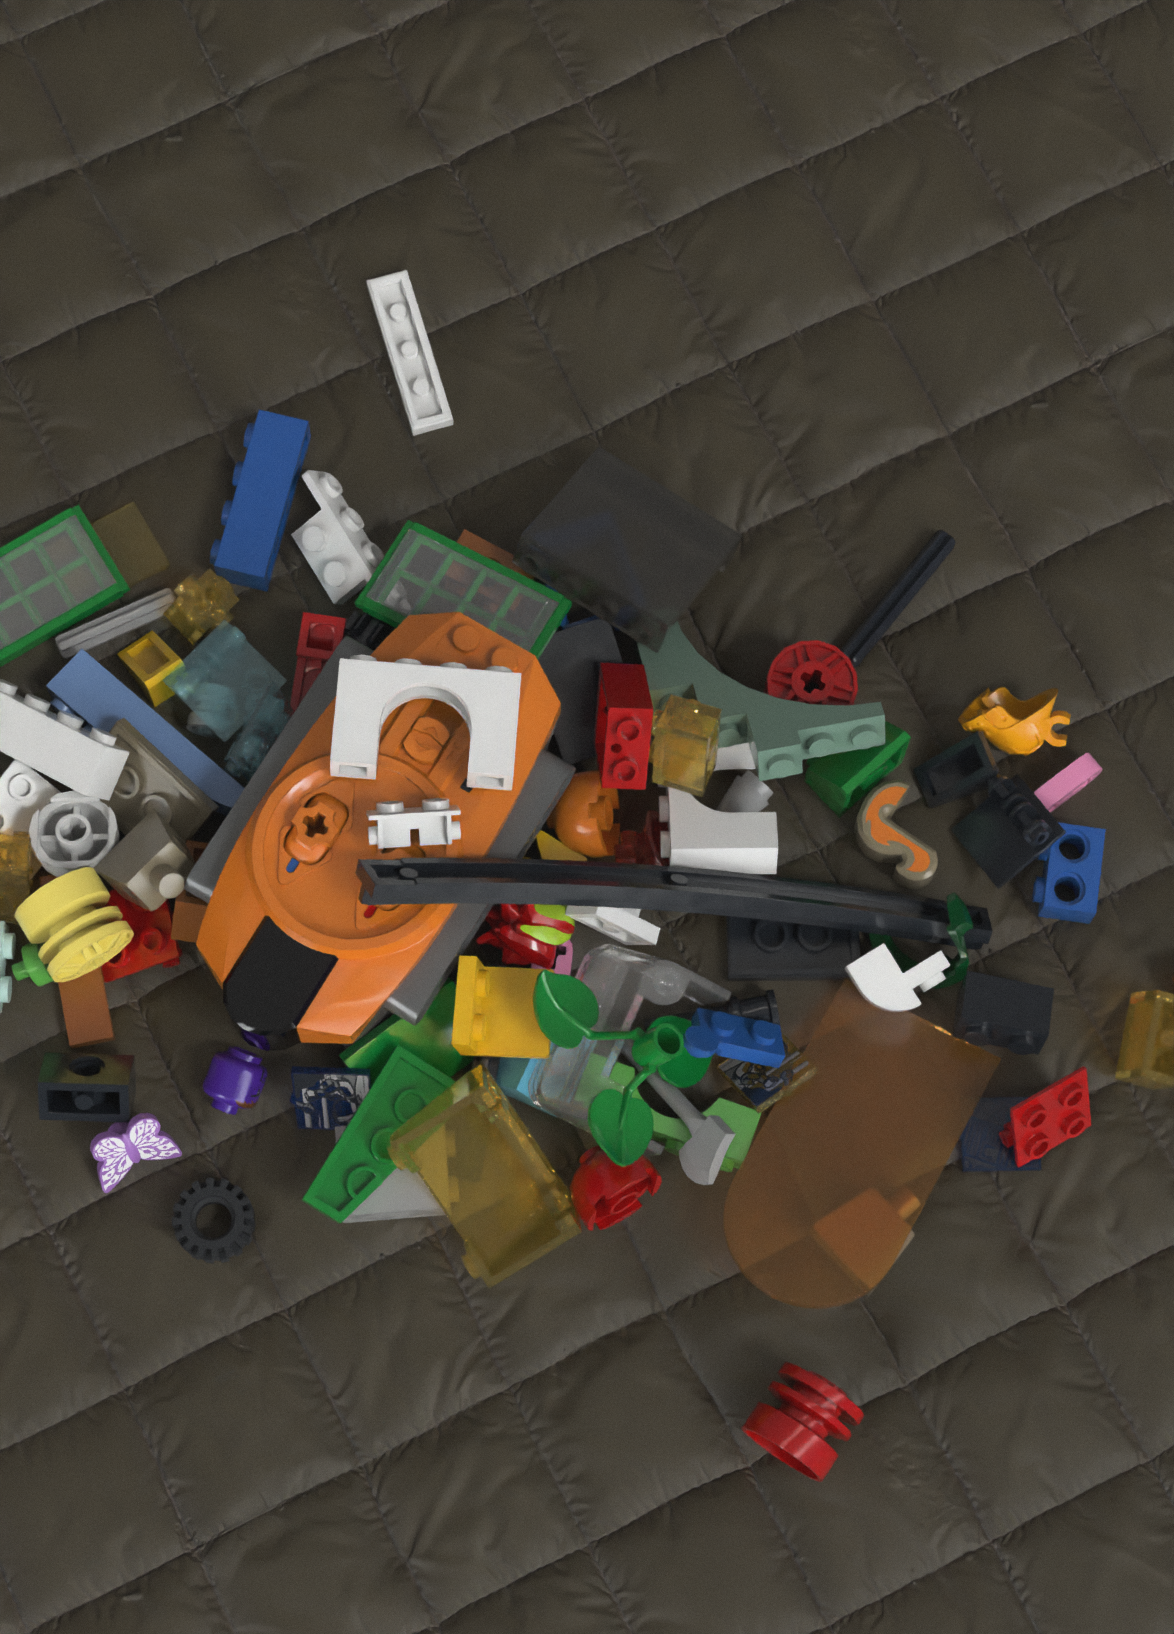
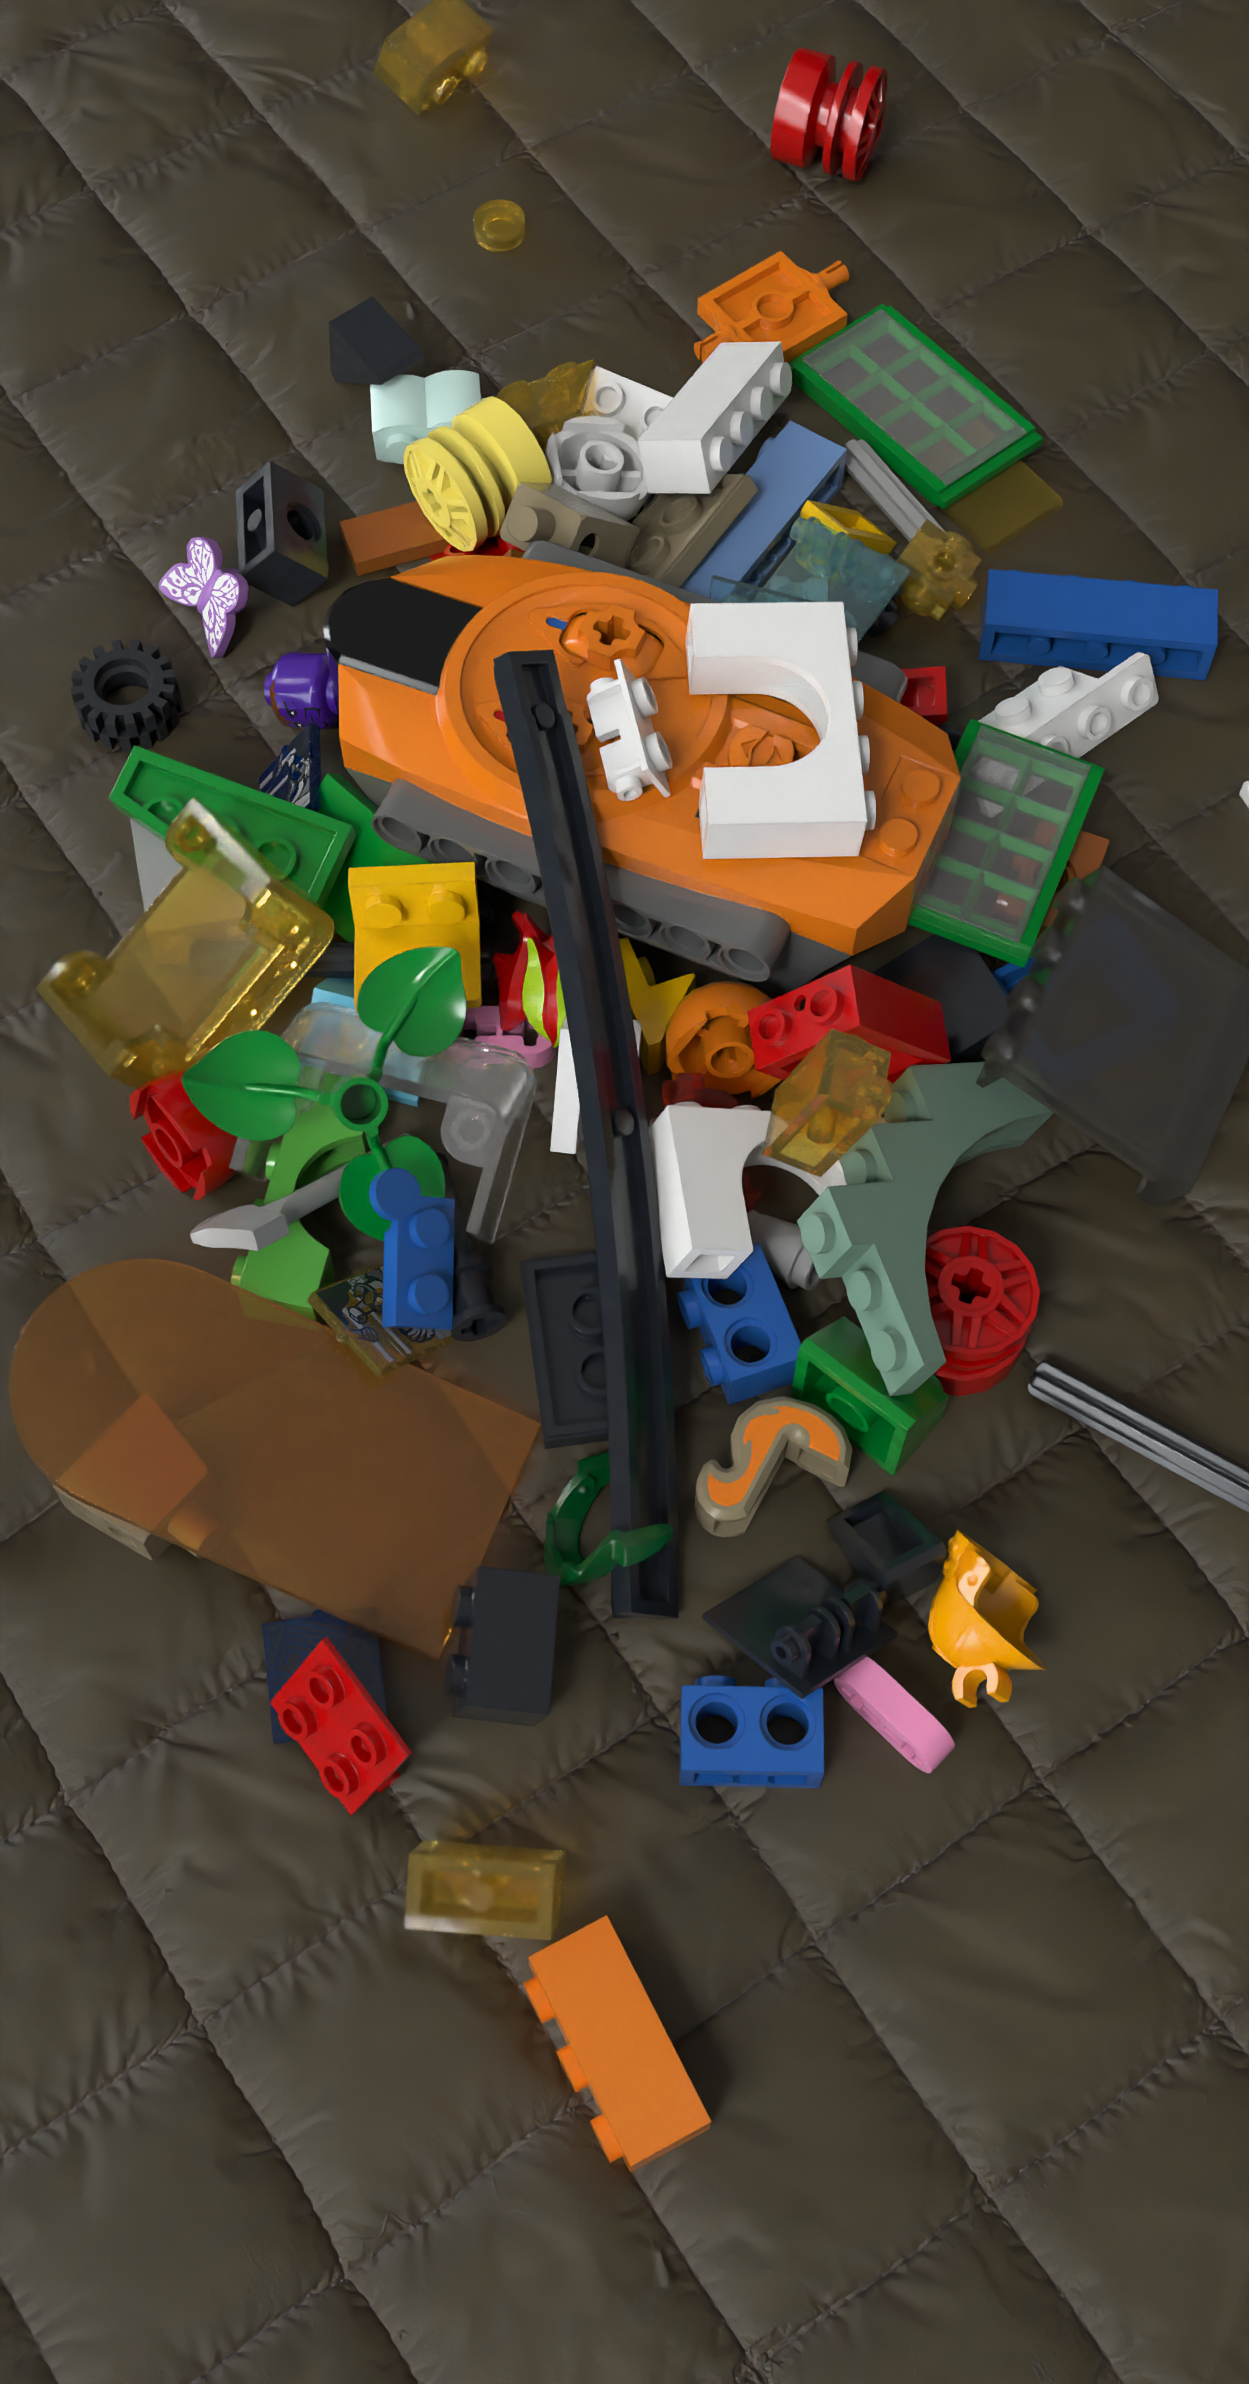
camera: 85 degrees right, 10 degrees down
(791, 828) = (754, 1321): none -> blue brick
(886, 986) = (524, 1467): white brick -> none

